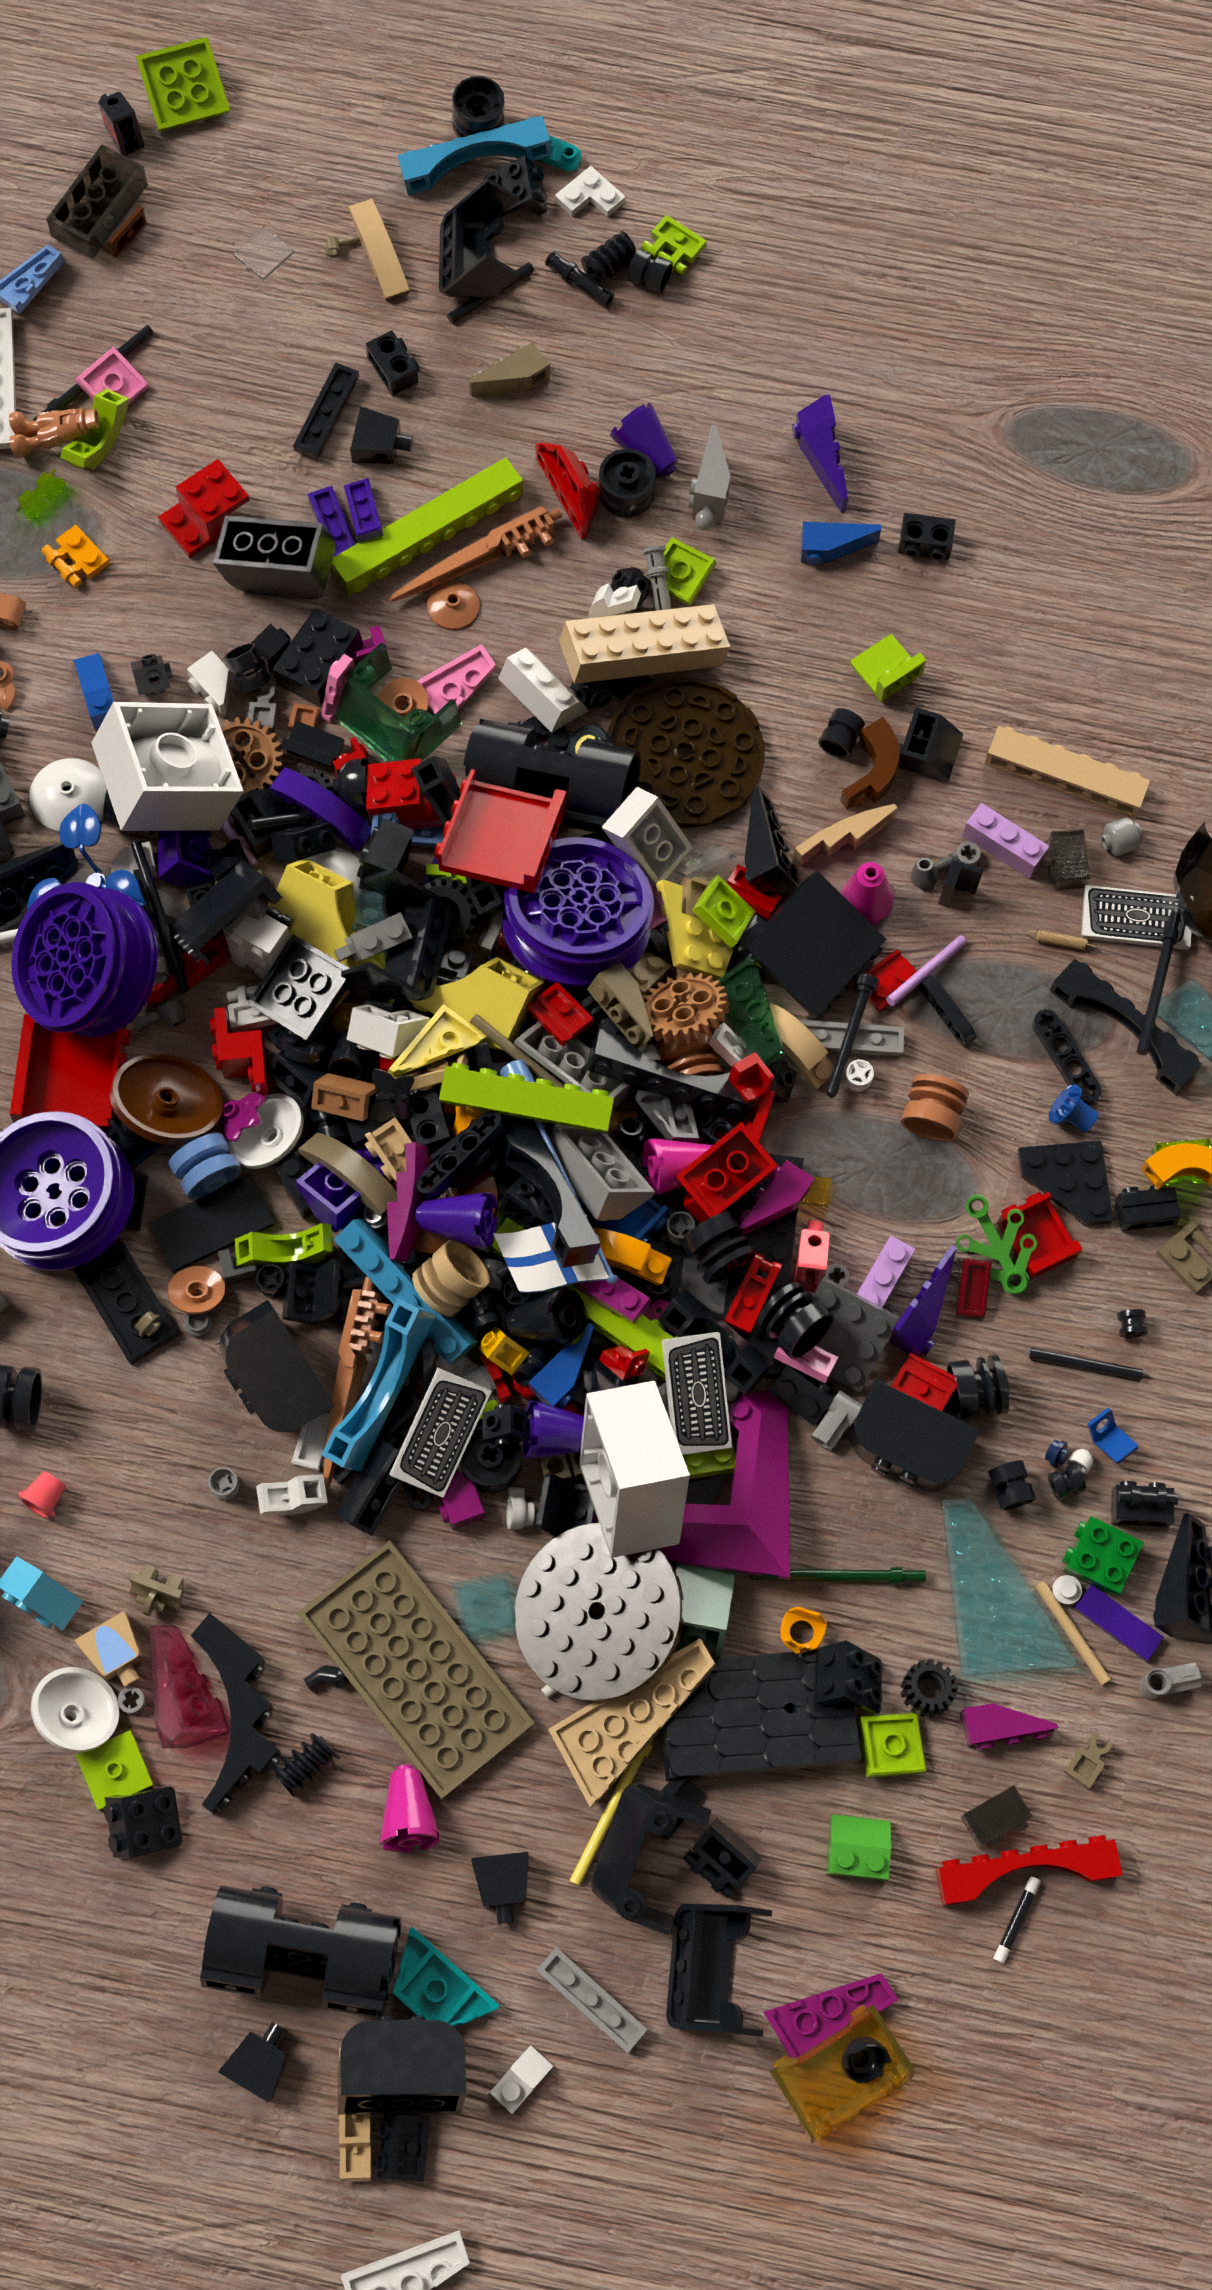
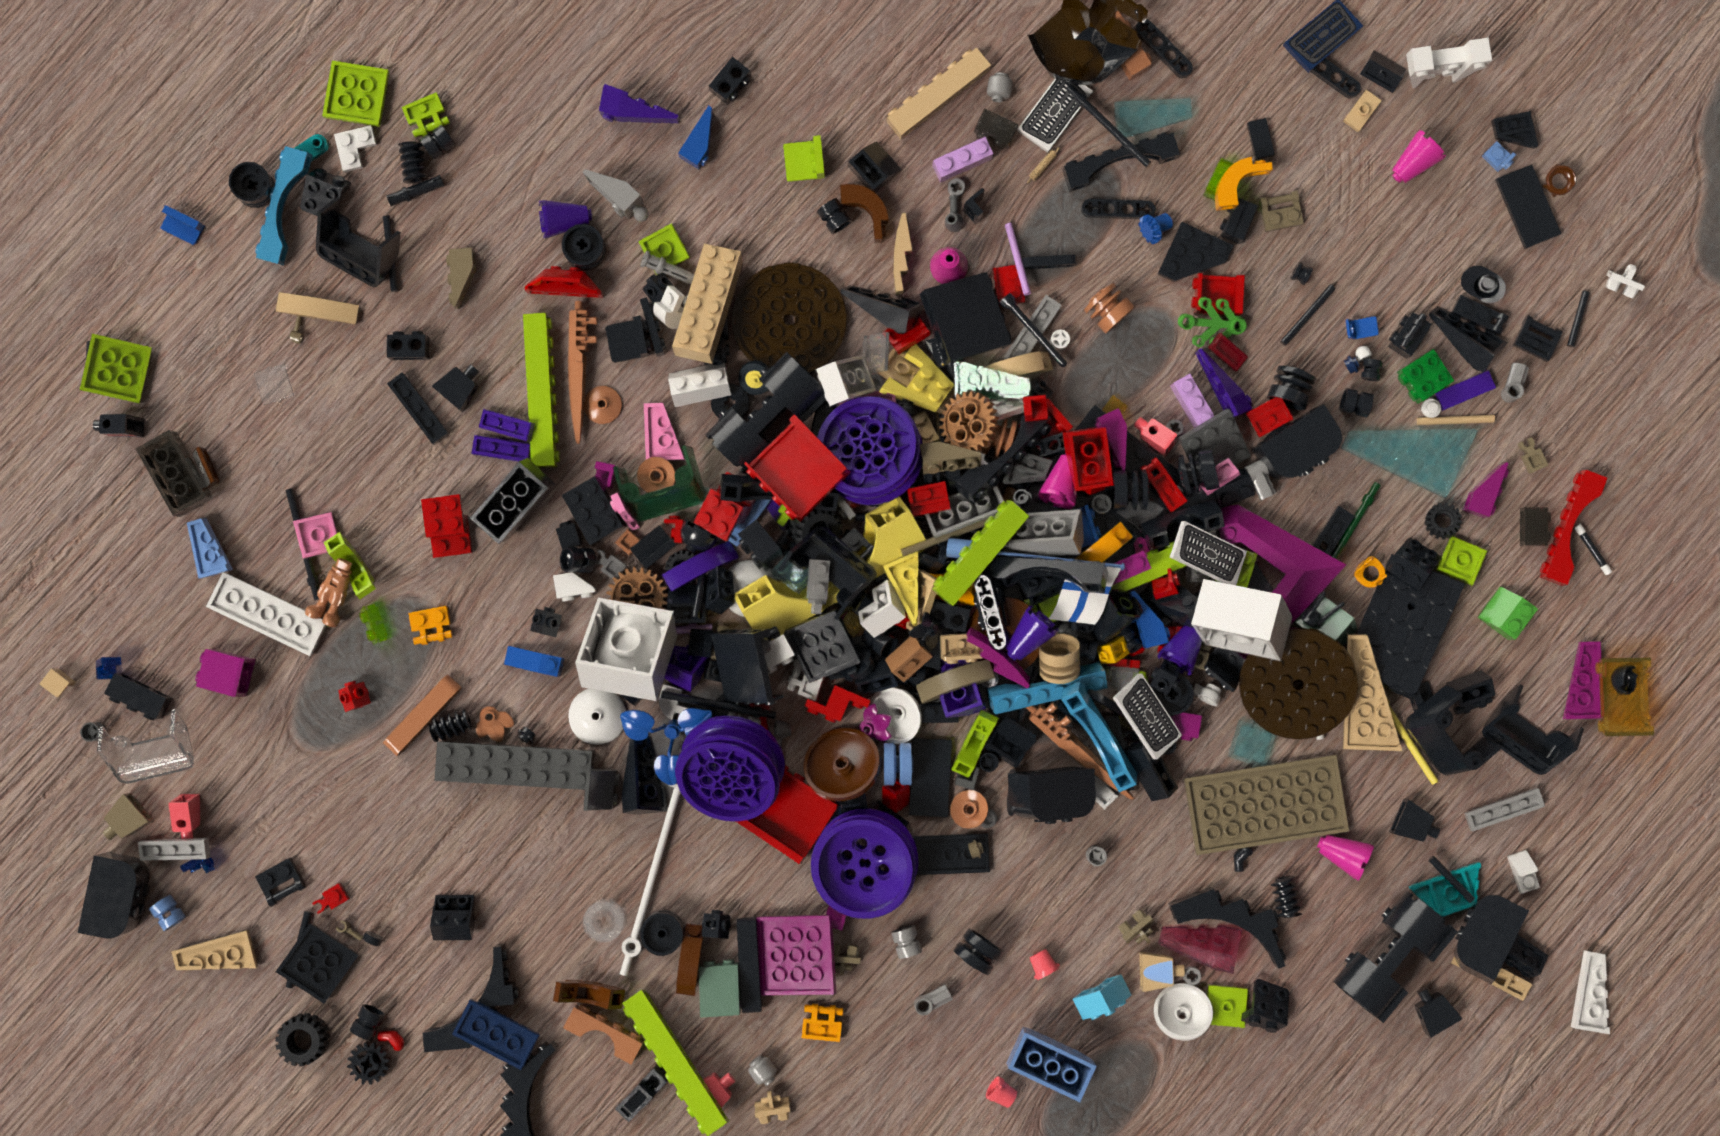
camera: 60 degrees left, 15 degrees up
(163, 1192) = (896, 796): none -> red panel
(292, 1497) = (1127, 819): white brick -> none
(388, 71) = (181, 225): none -> blue panel
(453, 1976) = (1451, 879): none -> black bar
(547, 589) = (628, 340): none -> black bracket
(578, 607) = (653, 327): none -> black plate
(651, 164) = (355, 93): none -> lime plate
(697, 1574) = (1312, 616): none -> black plant
(724, 911) = (915, 360): lime plate -> none
(828, 1552) = (1333, 529): none -> black plate

